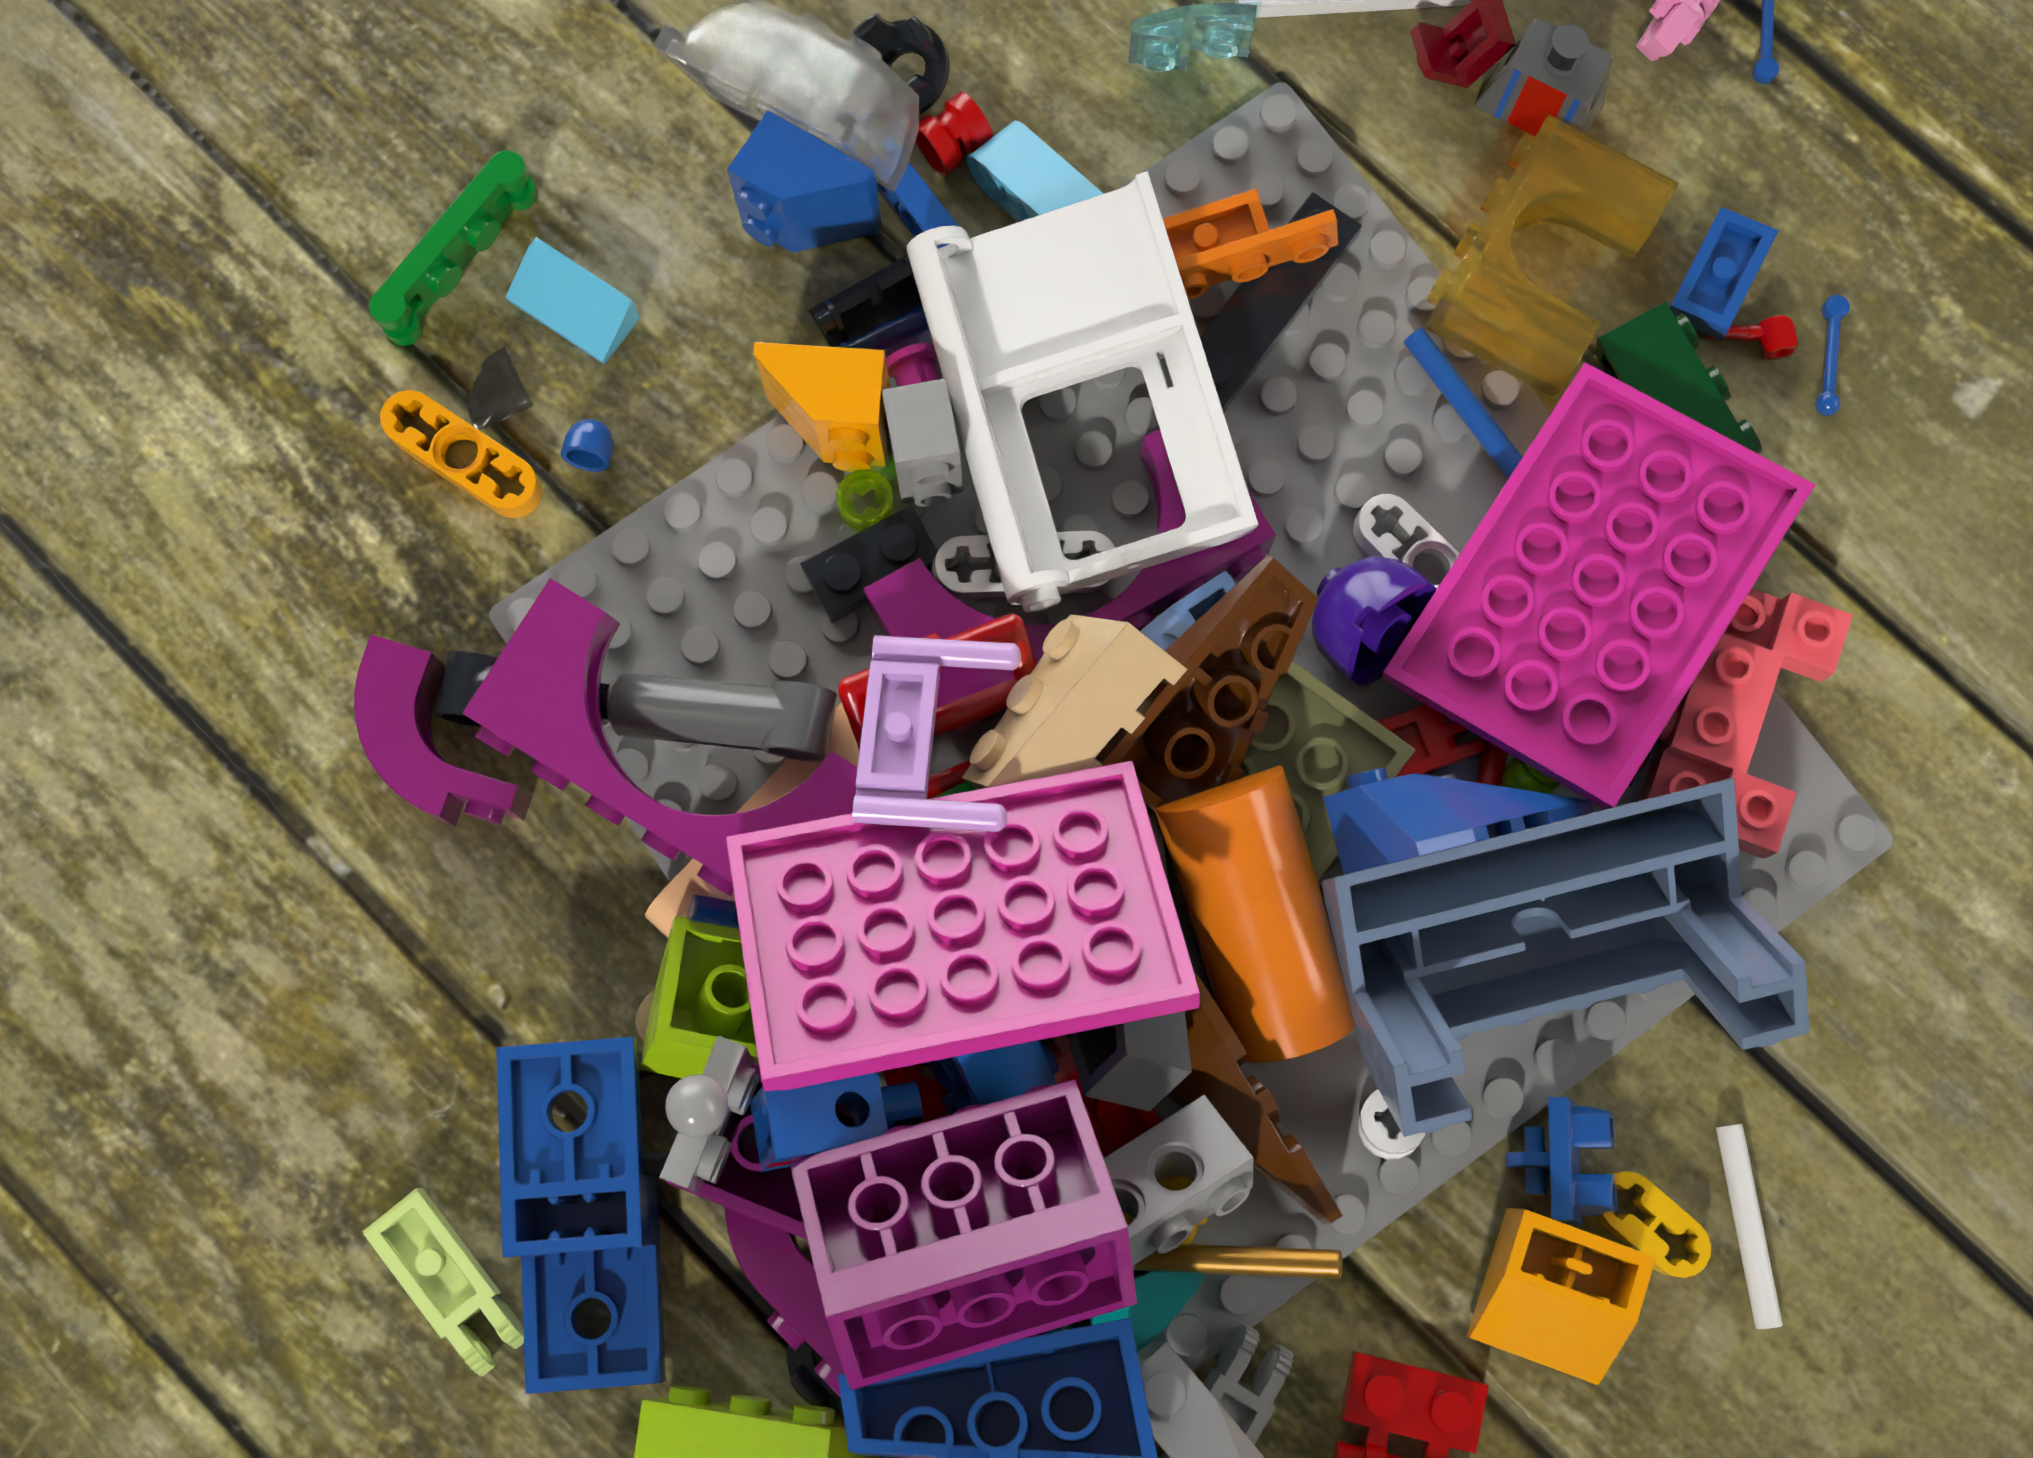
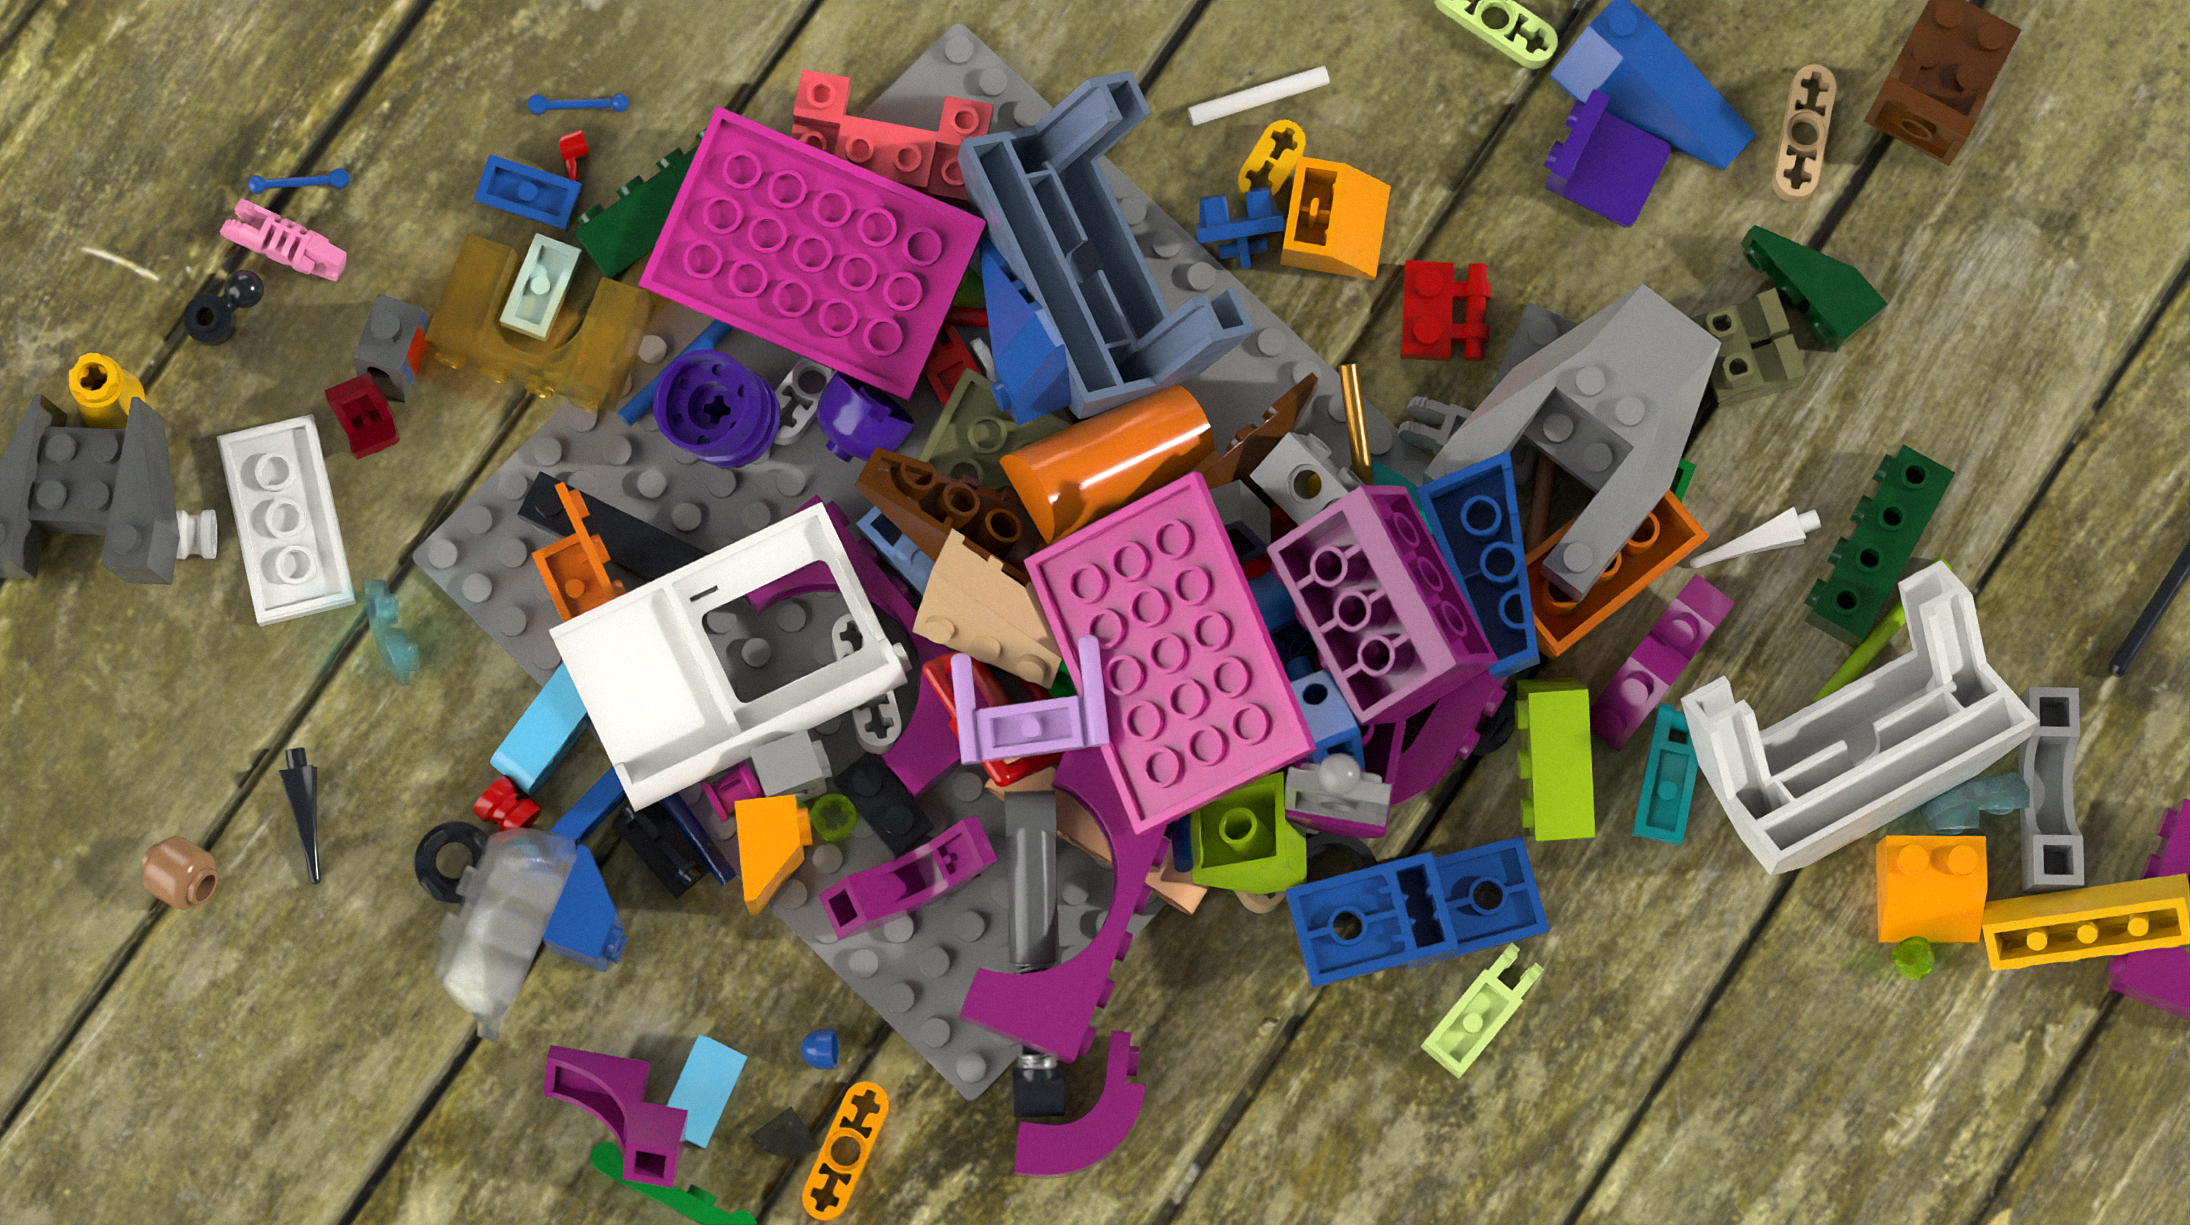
camera: 105 degrees left, 0 degrees up
(510, 210) = (616, 1095): none -> magenta arch
(757, 563) = (909, 882): none -> magenta arch
(1382, 1134) = (1242, 360): white wheel -> none
(1406, 428) = (697, 395): none -> dark purple wheel
(1597, 270) = (541, 287): none -> light aqua plate

